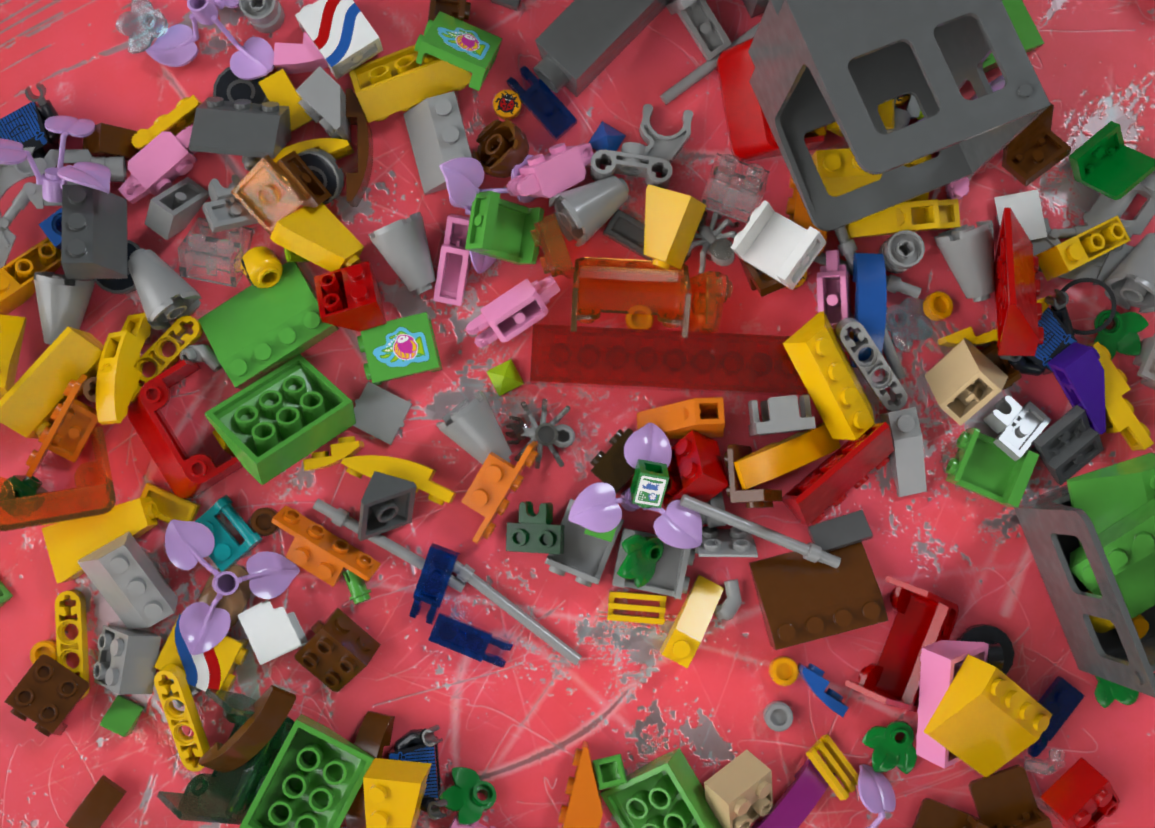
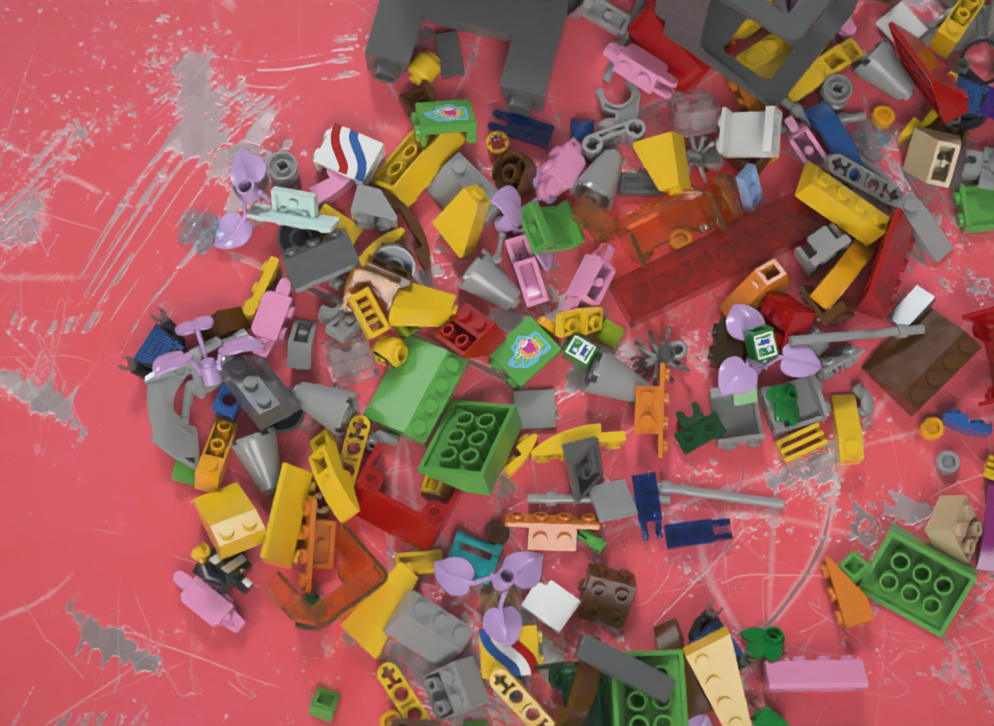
camera: 35 degrees left, 10 degrees down
(241, 58) = (293, 209): none -> light aqua bracket
(253, 239) = (380, 318): none -> yellow slope
(295, 749) = (625, 668): none -> dark grey slope
(399, 558) = (612, 501): none -> light grey piece
(415, 169) = (464, 219): none -> yellow slope
(424, 231) = (497, 258): none -> light grey hinge
(441, 332) = (547, 325): none -> light orange tile
(459, 379) = (579, 351): none -> green brick
(480, 348) = (580, 320): none -> yellow slope
(706, 107) = (641, 69): none -> bright pink hinge
(743, 305) = (749, 188): none -> light blue plate

